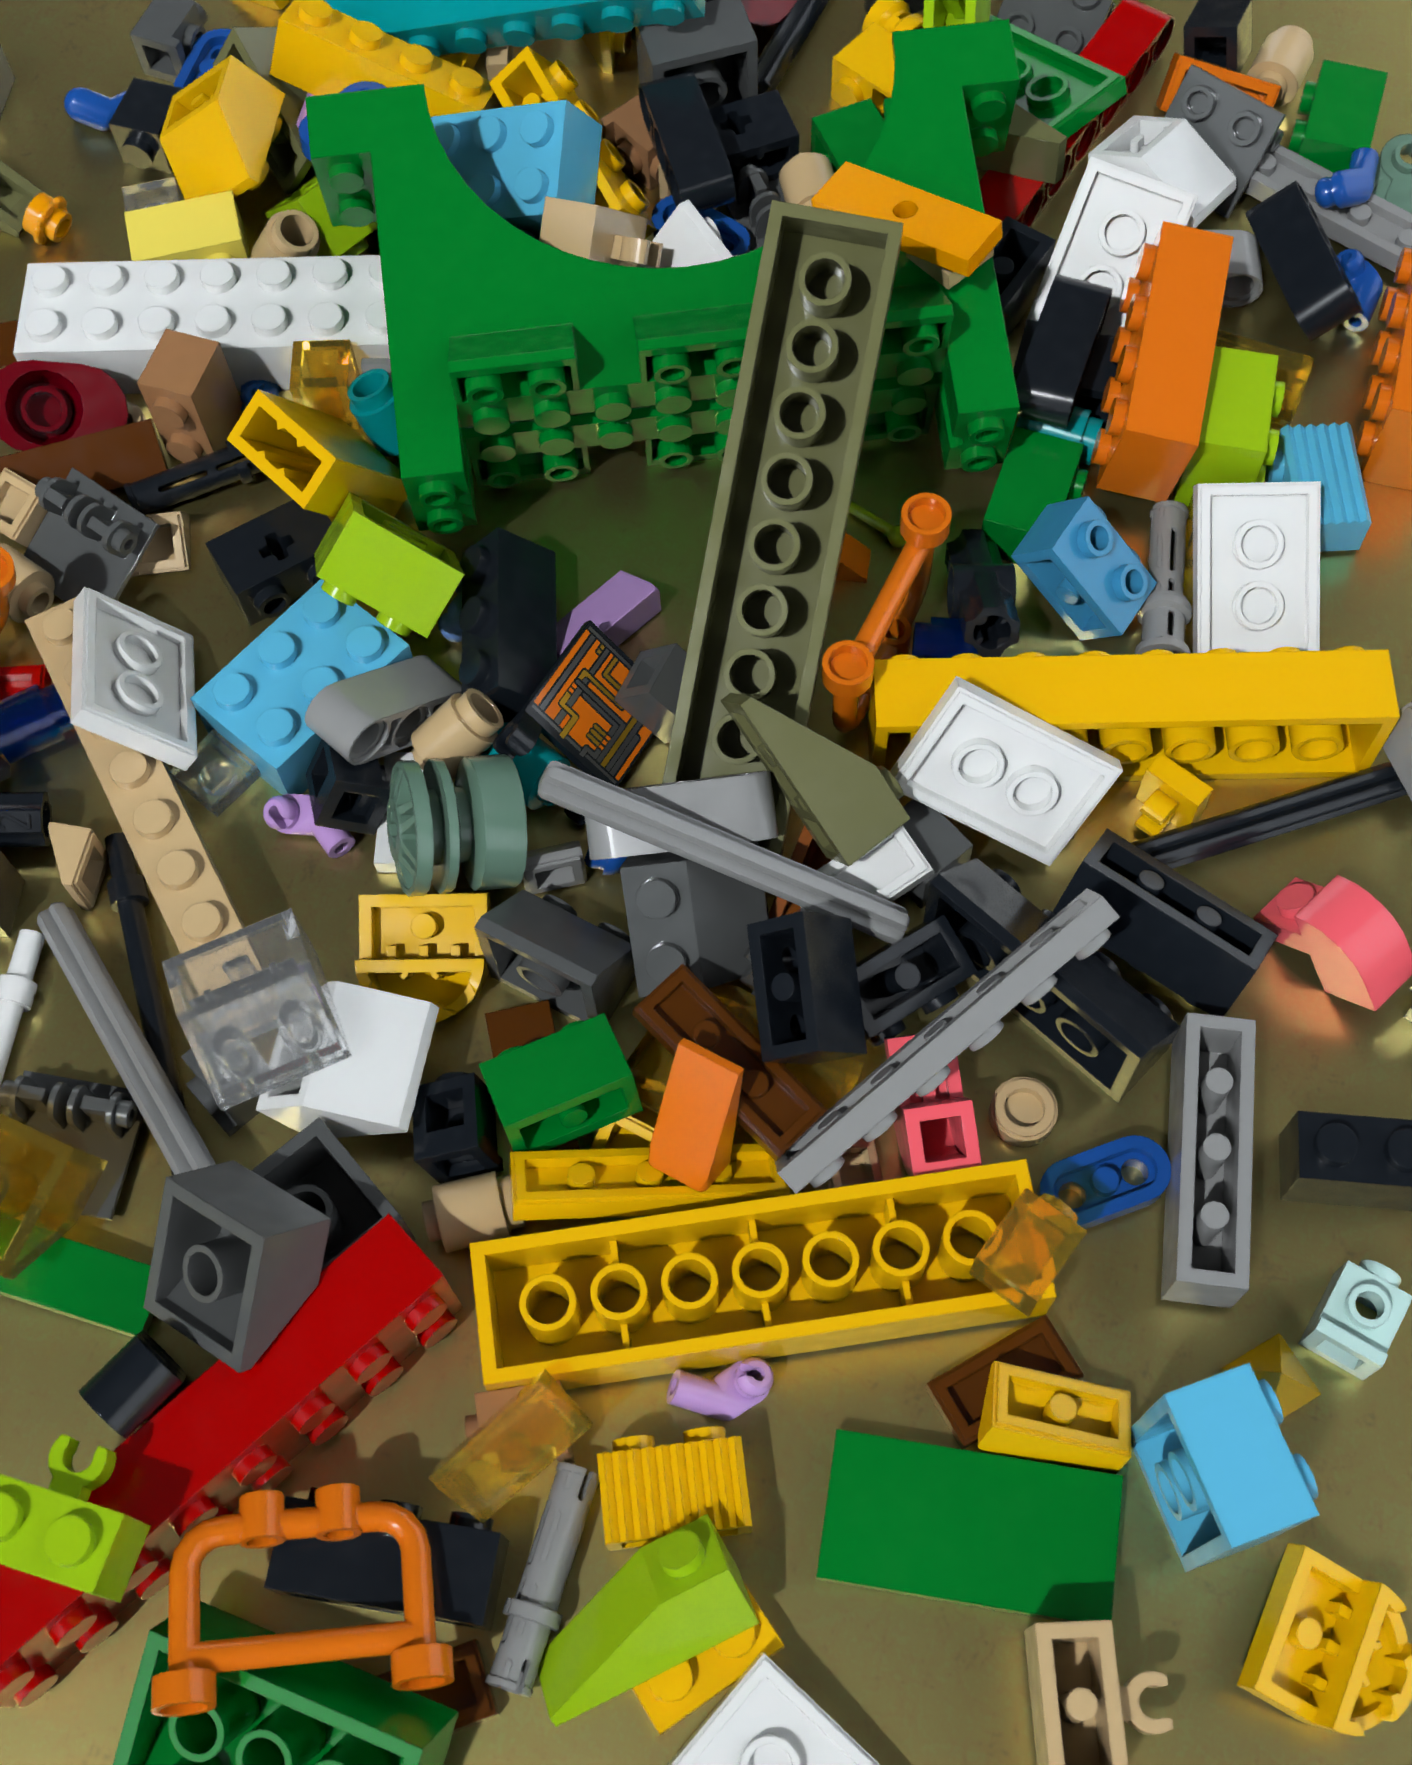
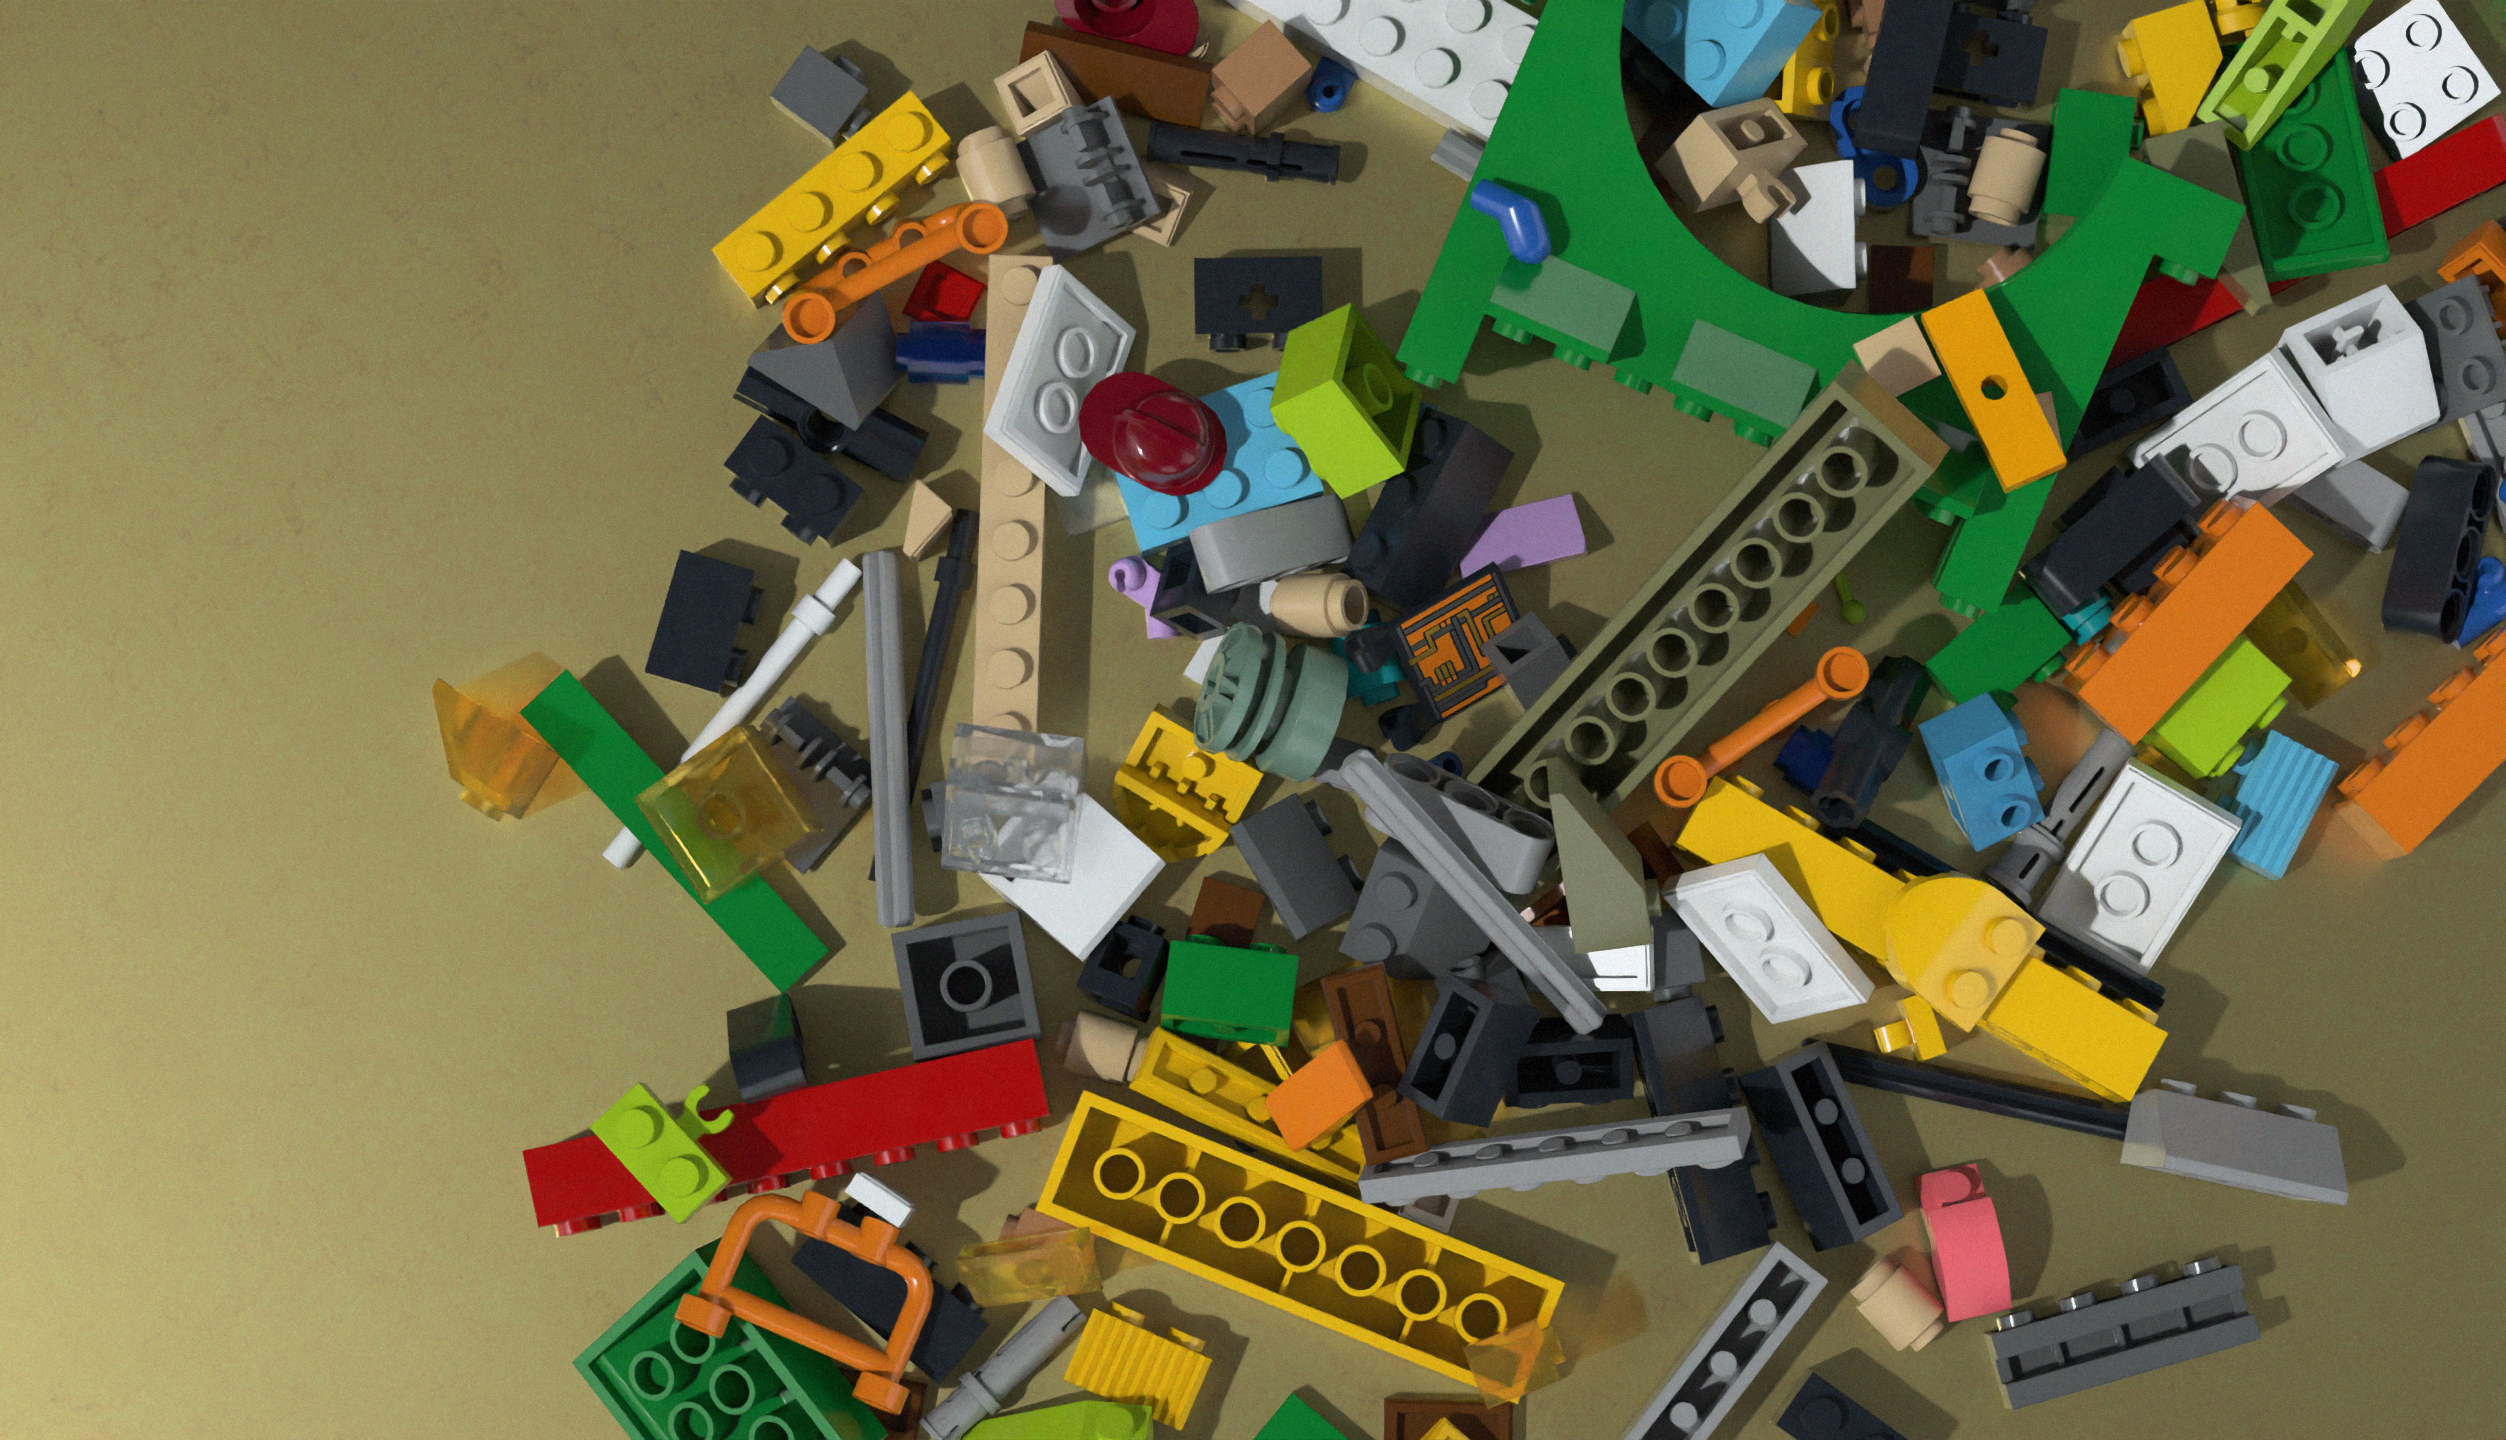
camera: 25 degrees right, 20 degrees up
(233, 1260) = (893, 1010): dark grey slope -> none
(236, 669) = (1153, 433): none -> dark red piece
(315, 456) = (1345, 239): yellow brick -> none
(323, 375) = (1399, 131): clear yellow brick -> none
(324, 1464) = (881, 1198): none -> white tile
(374, 409) = (1434, 197): teal brick -> none
(439, 305) = (1519, 220): none -> blue arm
(726, 1393) = (1221, 1313): lavender arm -> none
(938, 1128) = (1511, 1220): coral brick -> none
(1023, 1112) = (1605, 1226): tan tile -> none
(1099, 1179) = (1628, 1327): blue plate -> none
(1167, 666) = (1956, 943): none -> yellow slope
(1321, 1025) = (1898, 1305): none -> tan brick

